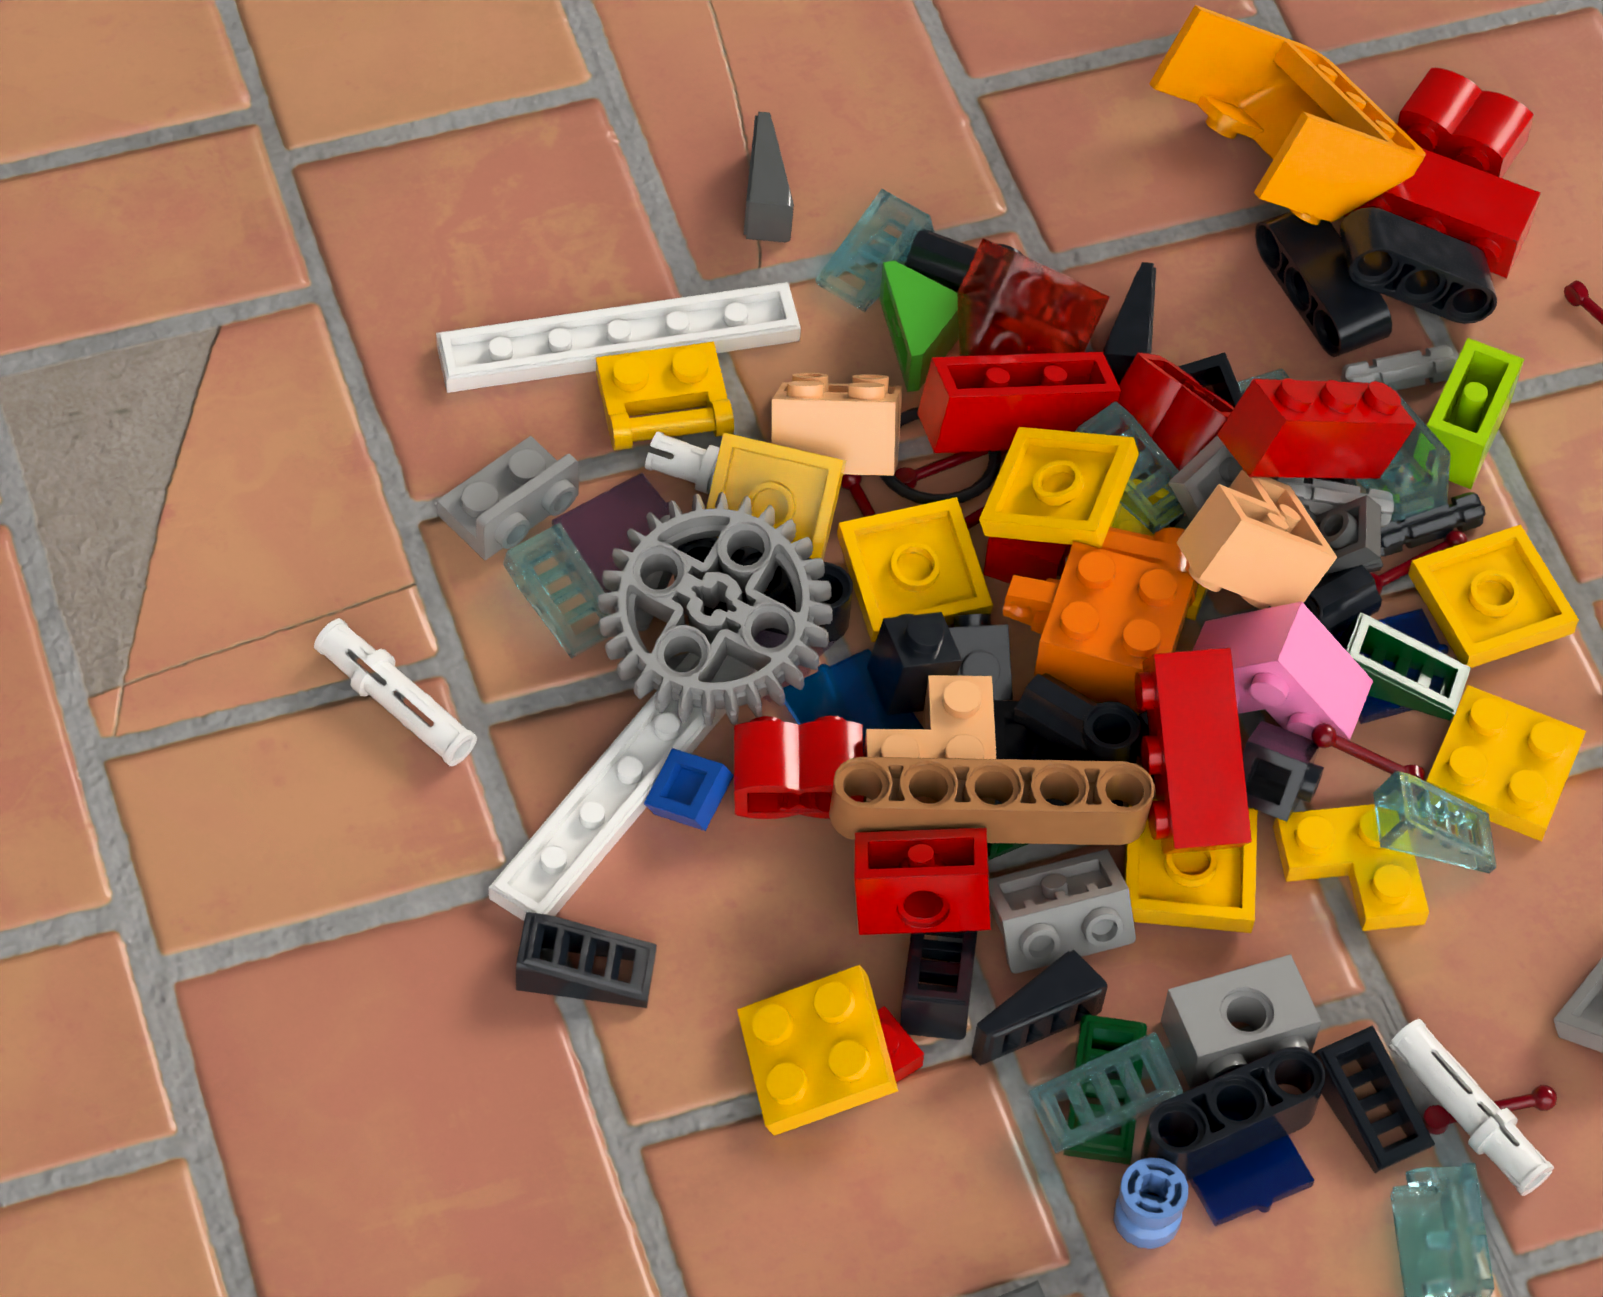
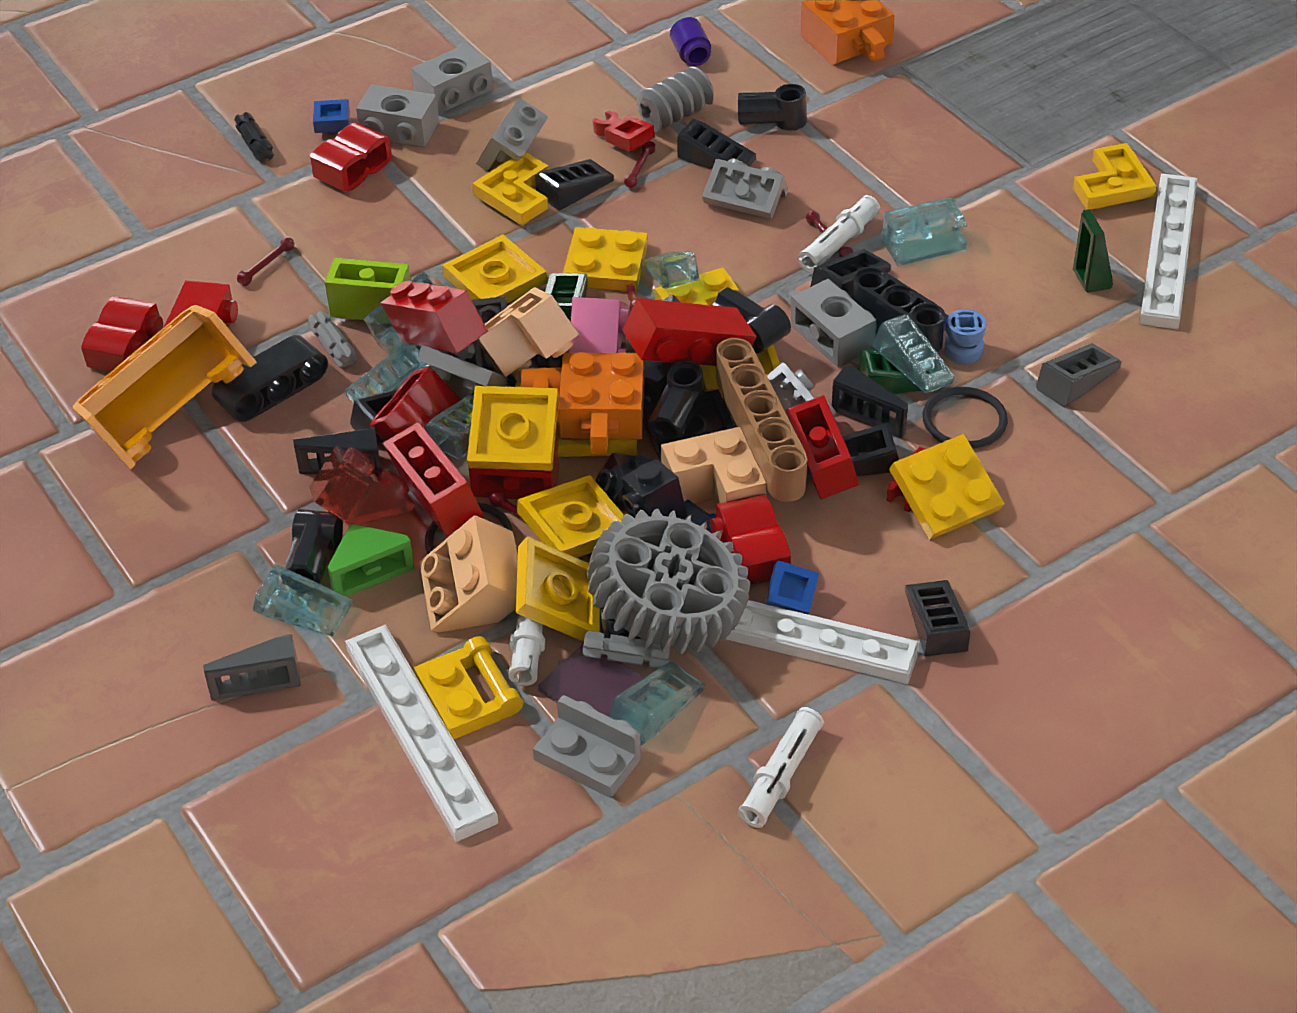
camera: 100 degrees left, 10 degrees down
(981, 1213) = (1003, 419): none -> black tyre
(1233, 884) = (767, 323): none -> black piece
(1418, 265) = (260, 323): black beam -> none

